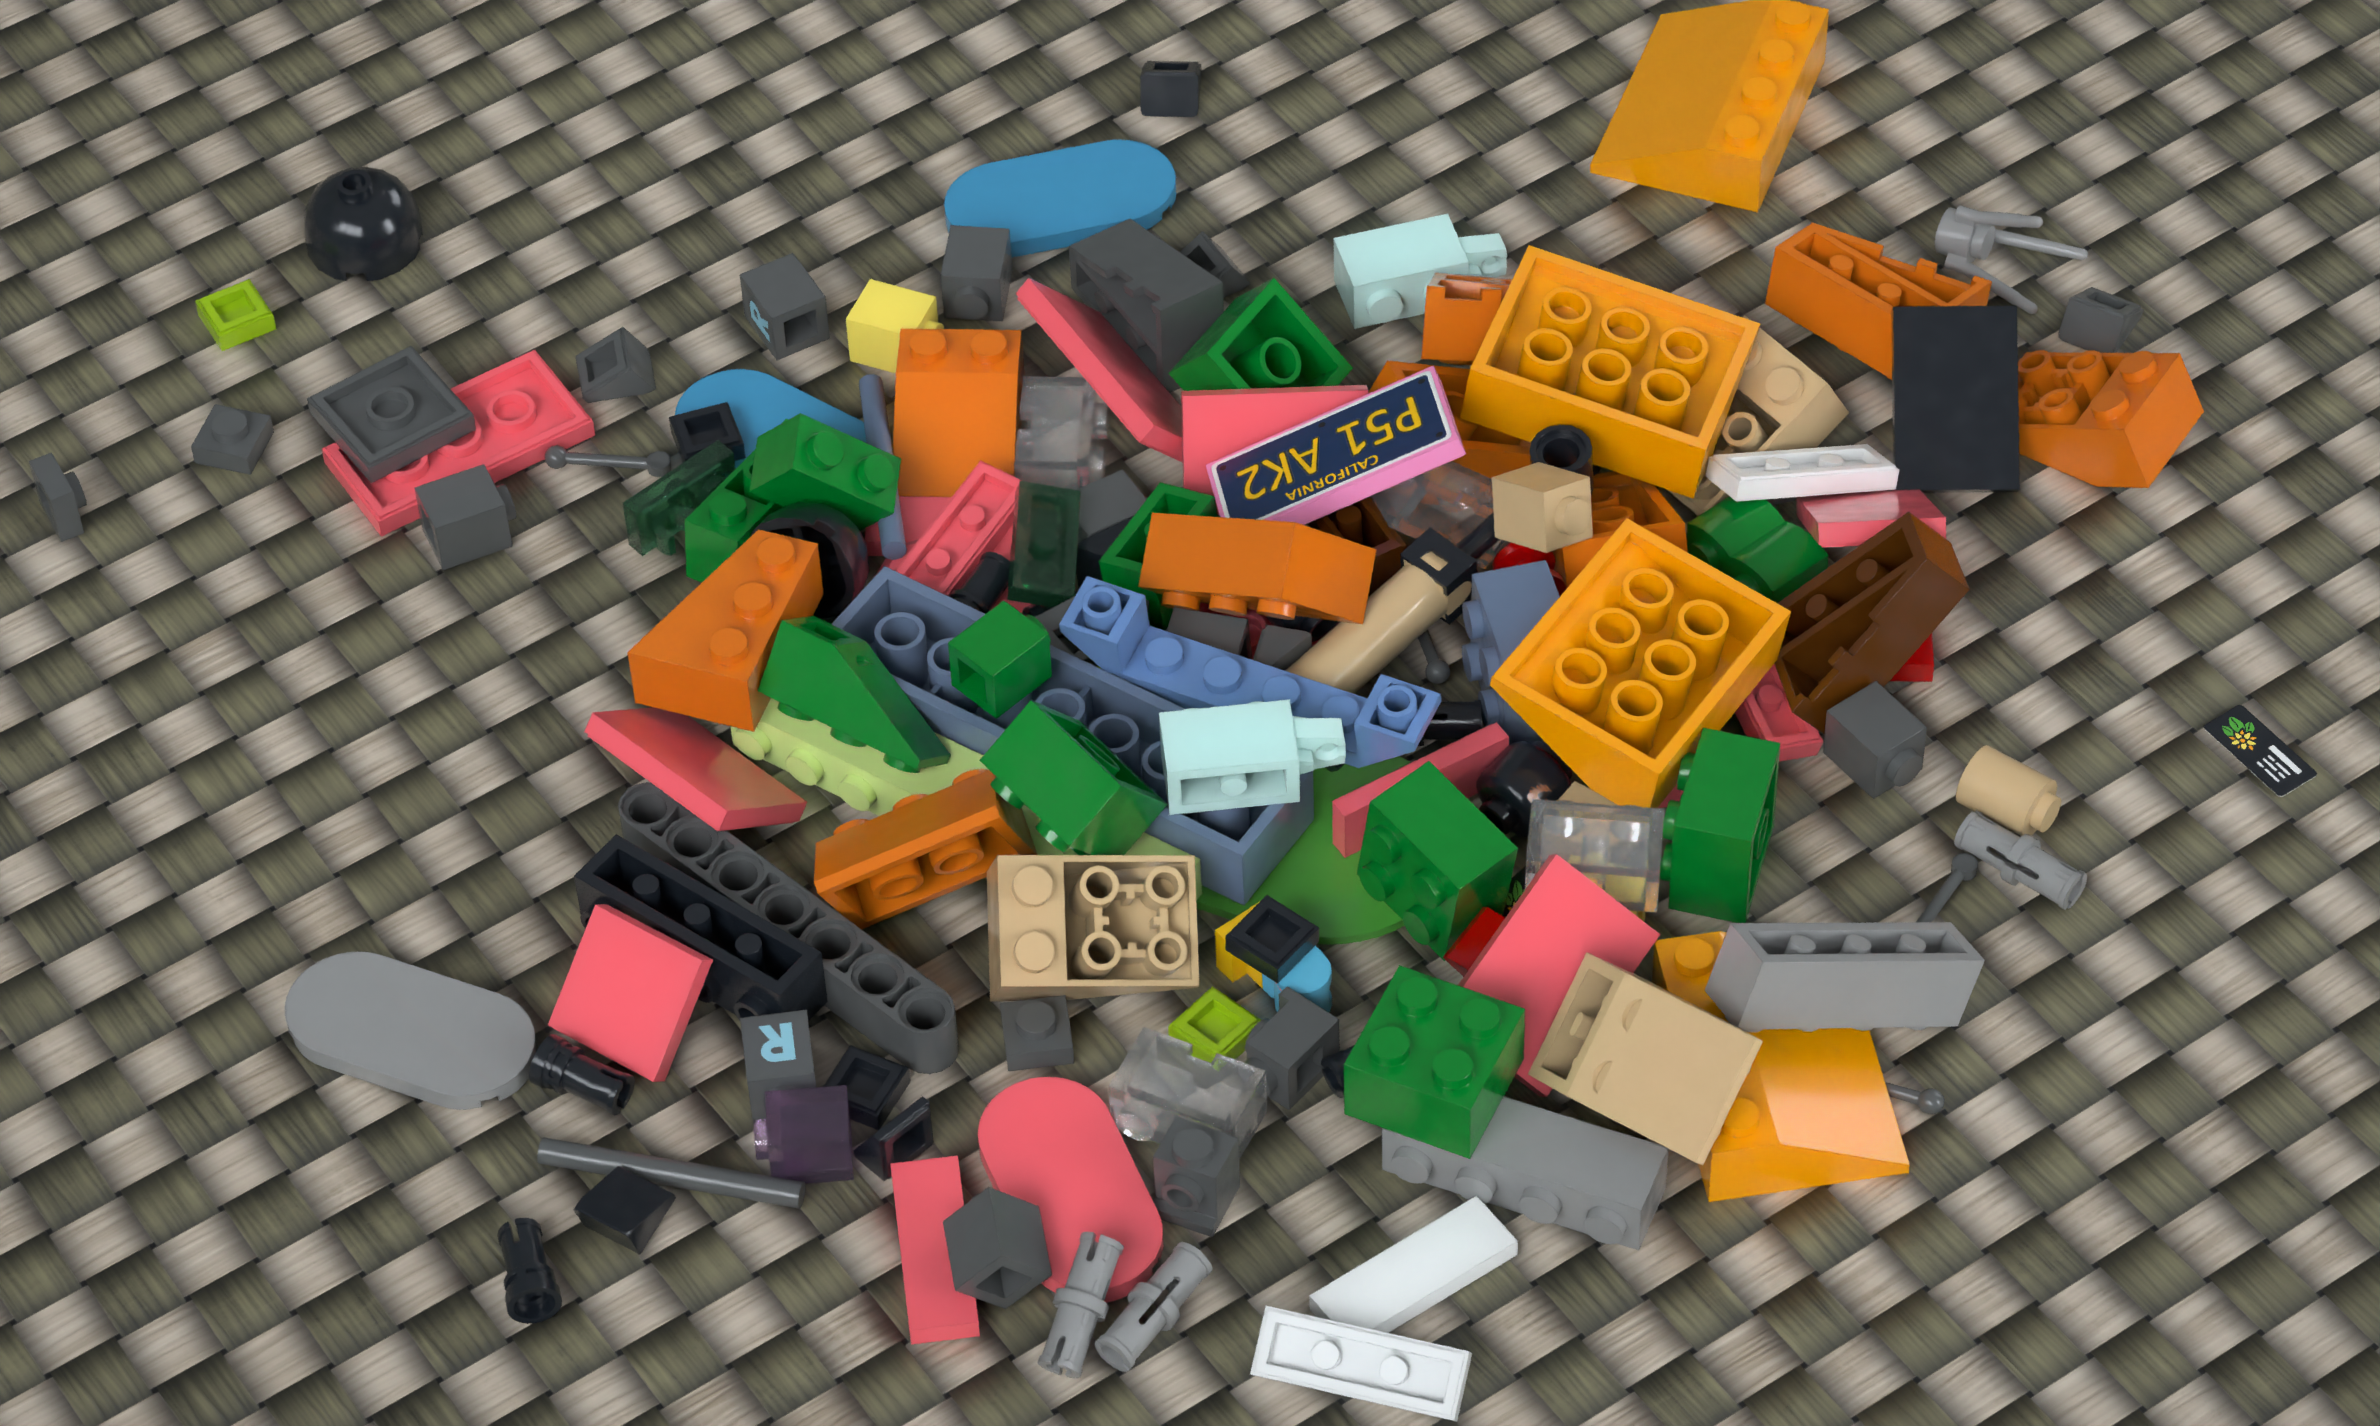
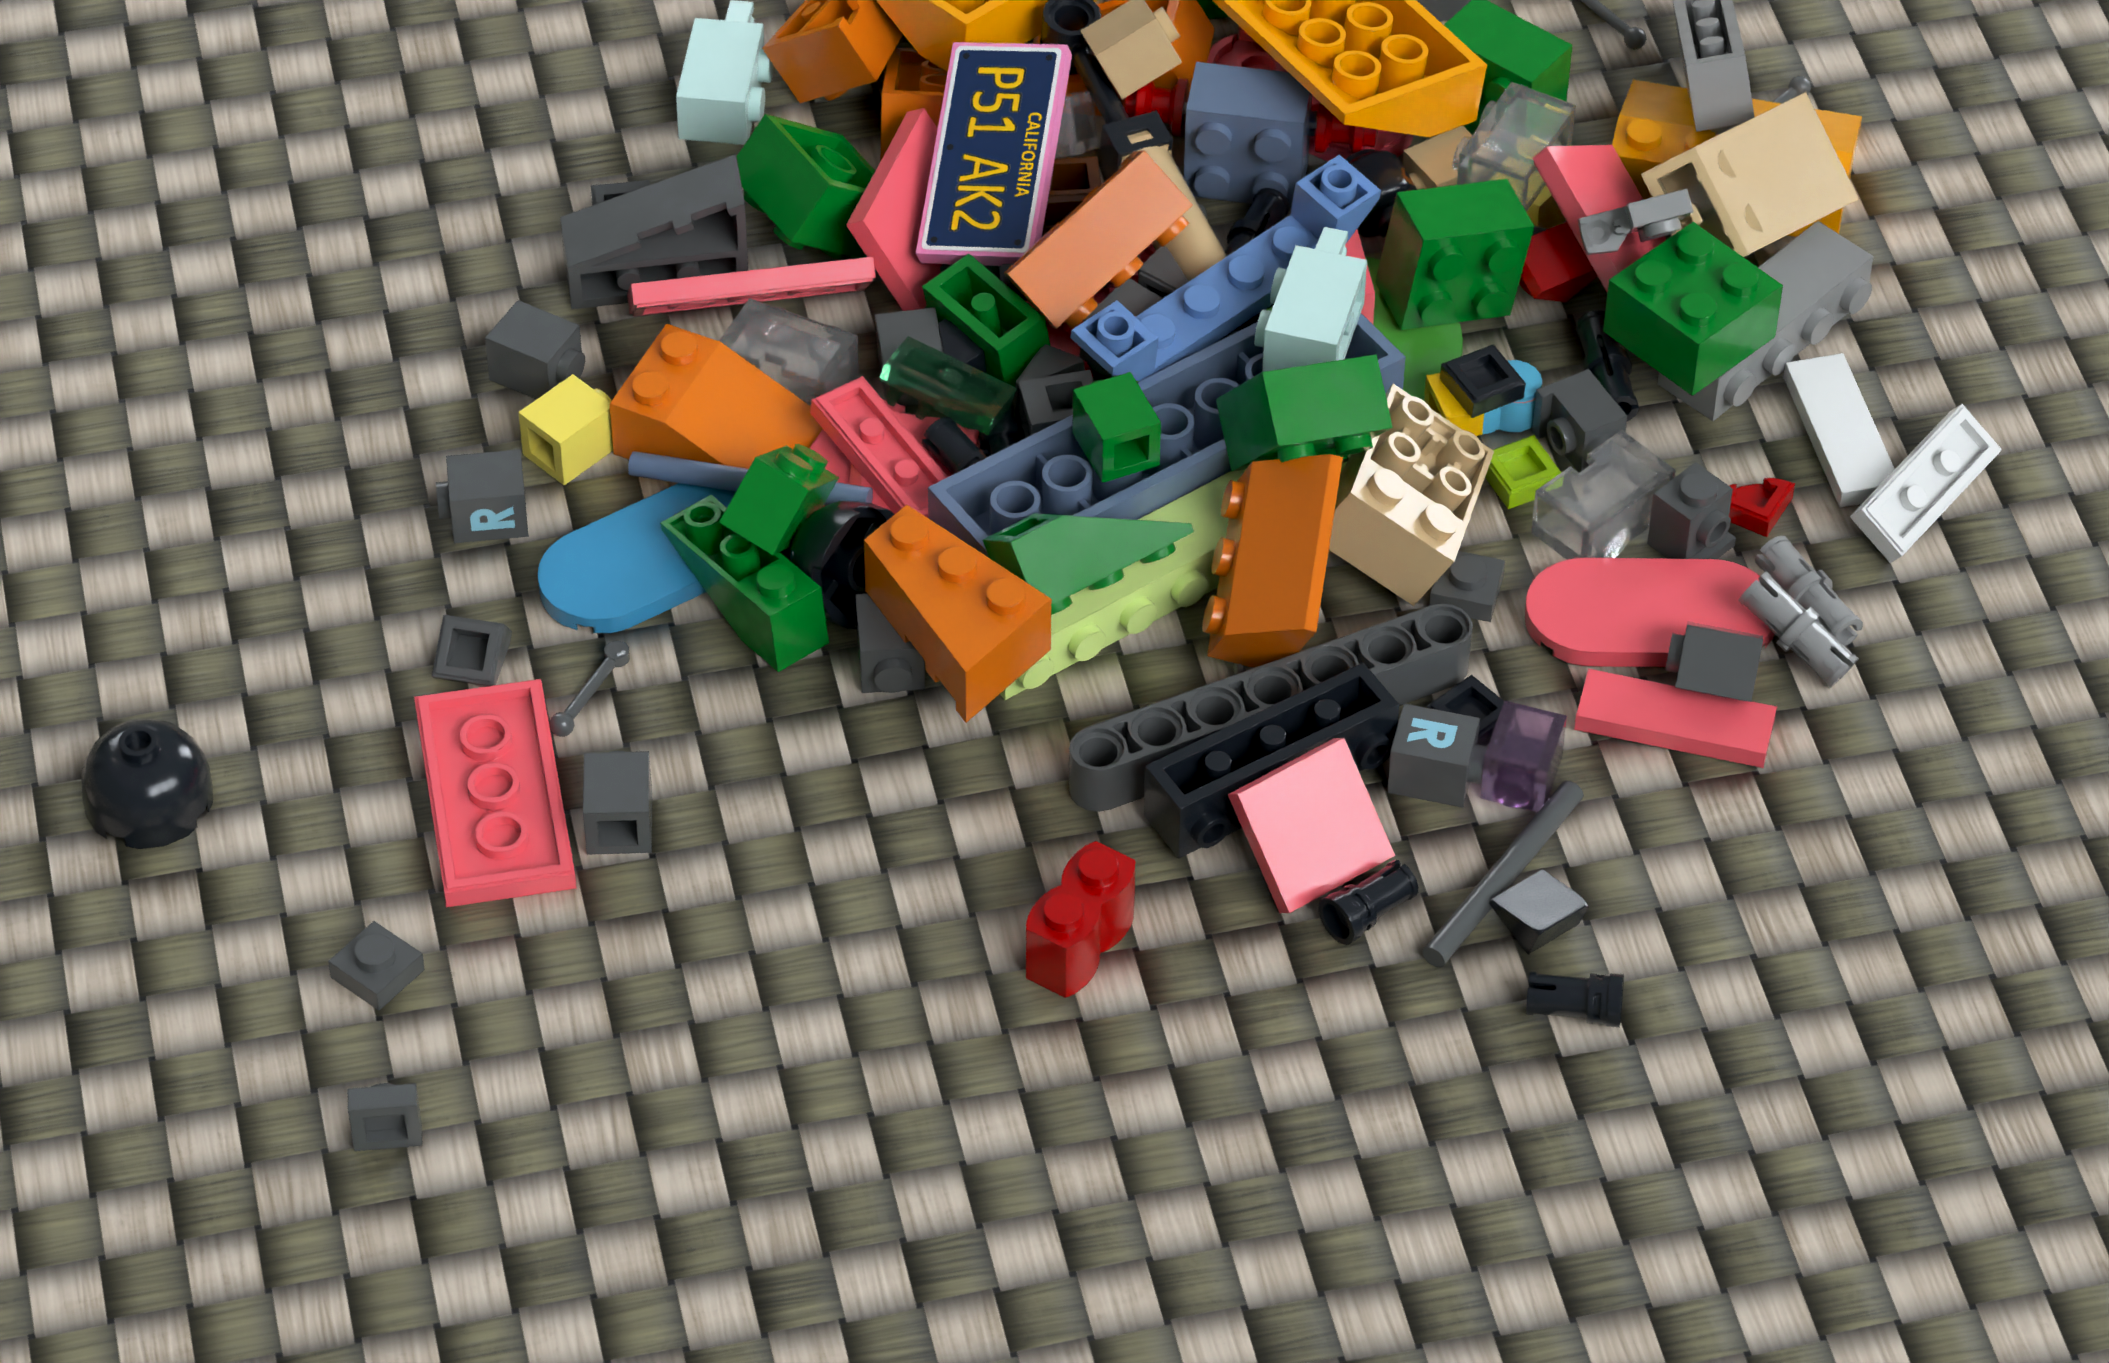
camera: 70 degrees left, 0 degrees up
(235, 315) = (195, 921): lime tile -> none
(391, 414) = (445, 820): dark grey tile -> none
(410, 1030) = (1241, 1015): light grey tile -> none
(453, 868) = (1080, 919): none -> red brick
(662, 507) = (705, 657): clear green plate -> none
(695, 768) = (1060, 710): coral tile -> none
(704, 426) = (630, 595): black tile -> none
(898, 1140) = (1549, 689): black slope -> none
(1064, 193) = (459, 275): dark azure tile -> none
(1170, 88) = (364, 162): black slope -> none
(1270, 1234) = (1760, 505): none -> red tile
(1495, 965) = (1650, 217): none -> light grey hinge

